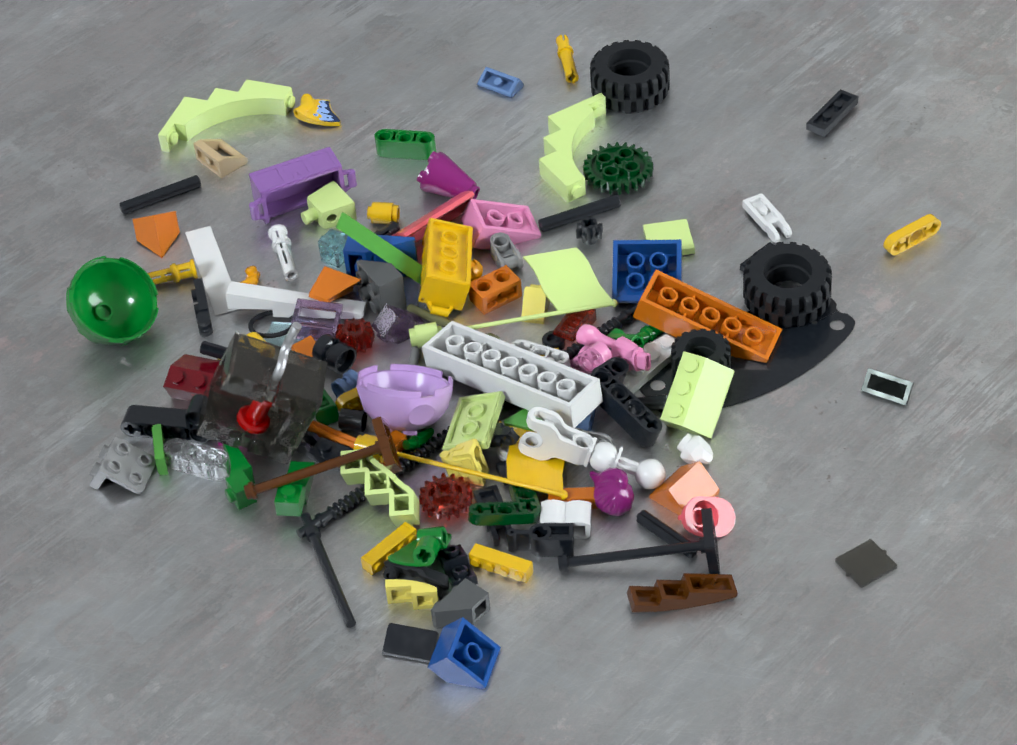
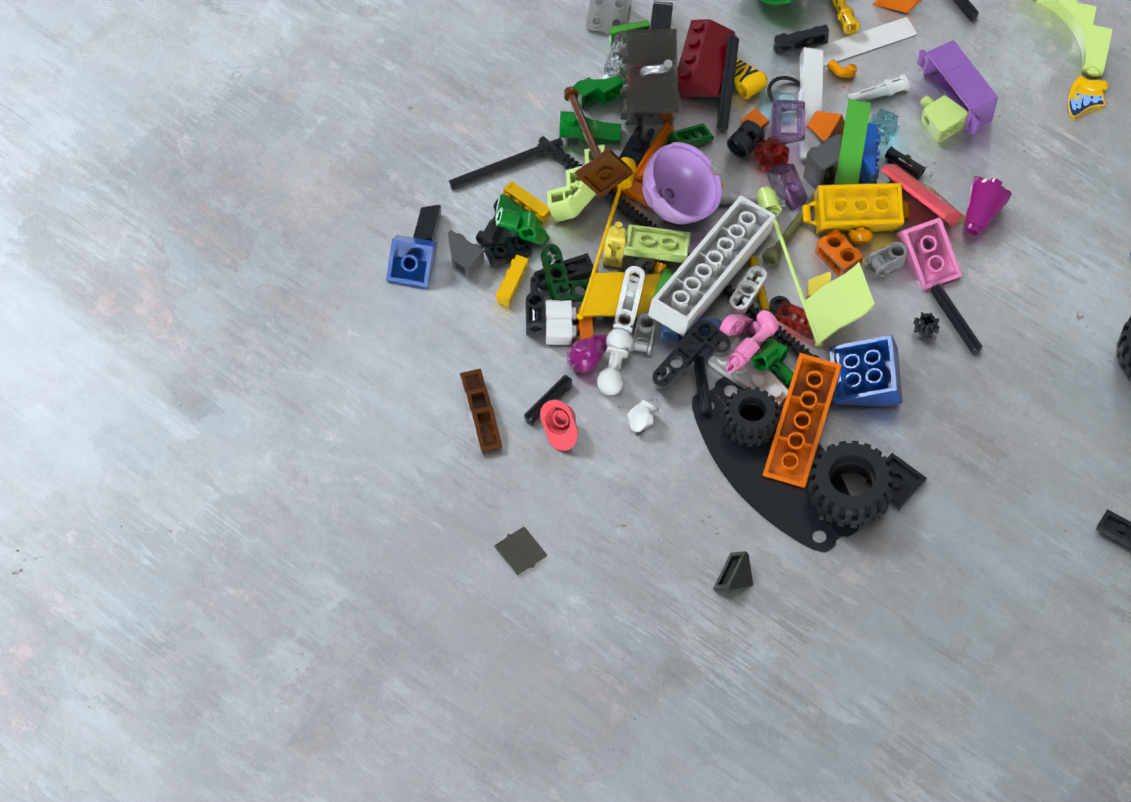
camera: 80 degrees right, 15 degrees up
(221, 165) = (1004, 17): tan tile -> none
(345, 384) = (714, 154): medium blue wheel -> none
(383, 213) = (937, 160): yellow brick -> none
(404, 144) = (1038, 169): green beam -> none
(418, 439) = (648, 212): green bar -> none
(419, 593) = (475, 219): light yellow slope -> none
(445, 496) = (581, 235): clear red gear -> none
(566, 132) = (1077, 302): yellowish green arch -> none
(618, 168) = (1005, 351): dark green gear -> none
(671, 231) = (926, 393): yellowish green tile -> none
(683, 485) = (597, 412): slope -> none
(697, 395) = (696, 408): yellowish green slope -> none
(707, 545) = (520, 422): black tile -> none
(767, 217) = (962, 474): white hinge -> none
(921, 229) = (945, 600): yellow beam -> none

